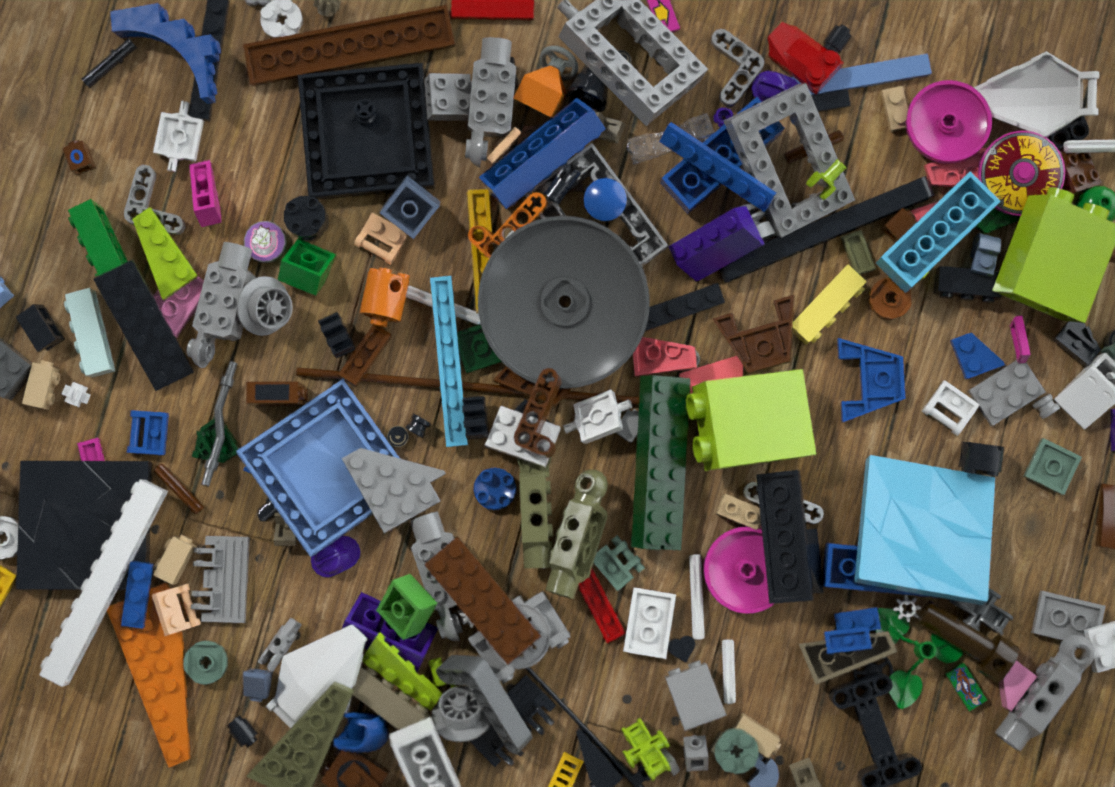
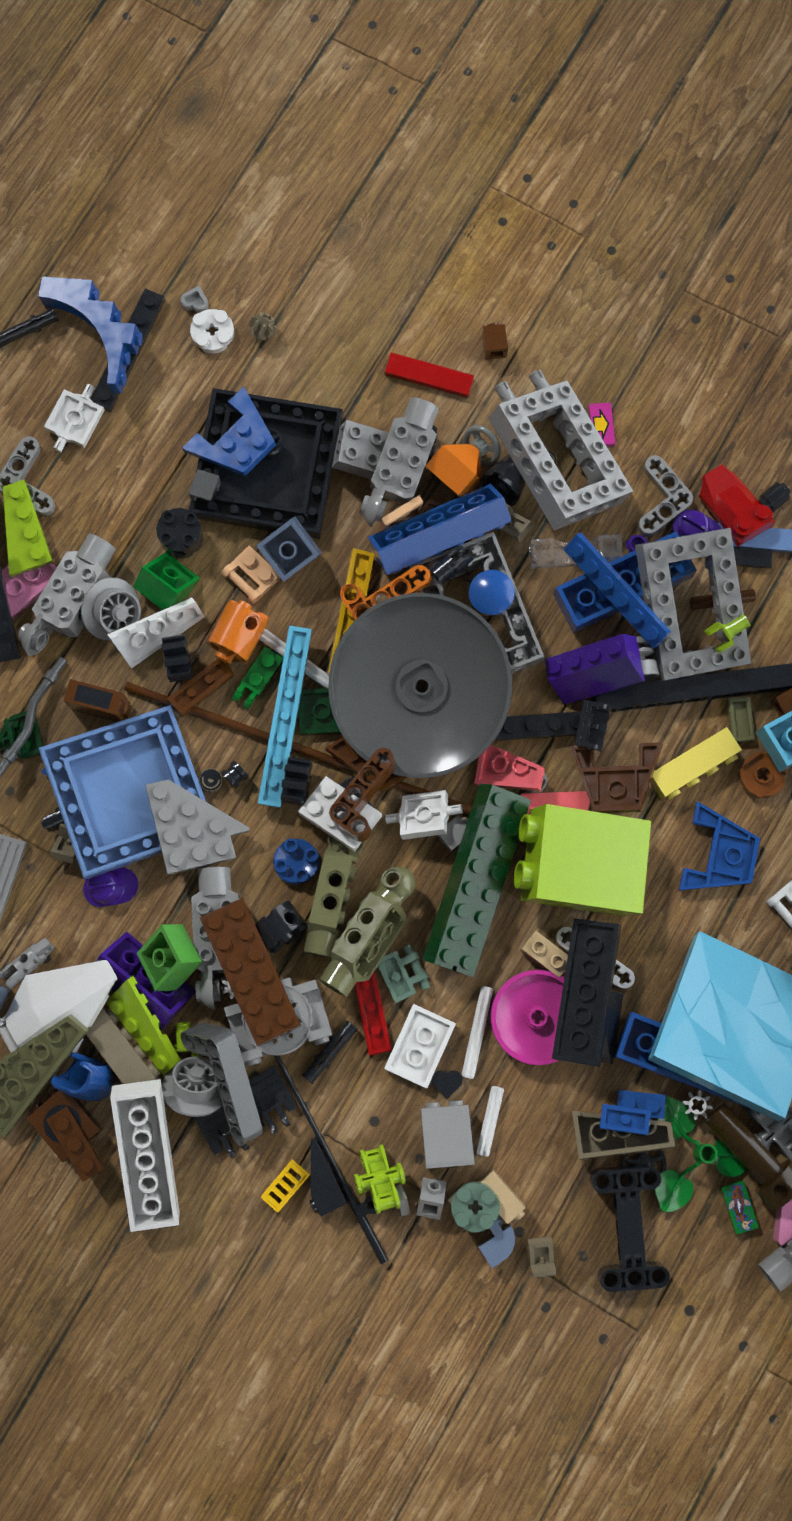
camera: 10 degrees right, 5 degrees down
(204, 194) = (84, 482): dark pink slope -> none
(266, 241) = (132, 546): tile -> none
(302, 322) = (145, 636): none -> white wing
(316, 170) = (204, 486): none -> dark grey panel
(340, 121) = (241, 445): none -> blue wing
(349, 45) = (273, 373): reddish brown plate -> none
(414, 330) = (258, 676): none -> green hinge
(498, 552) = (280, 926): none -> black brick
(560, 673) = (312, 1074): none -> black pin
(727, 295) = (592, 725): none -> black hinge

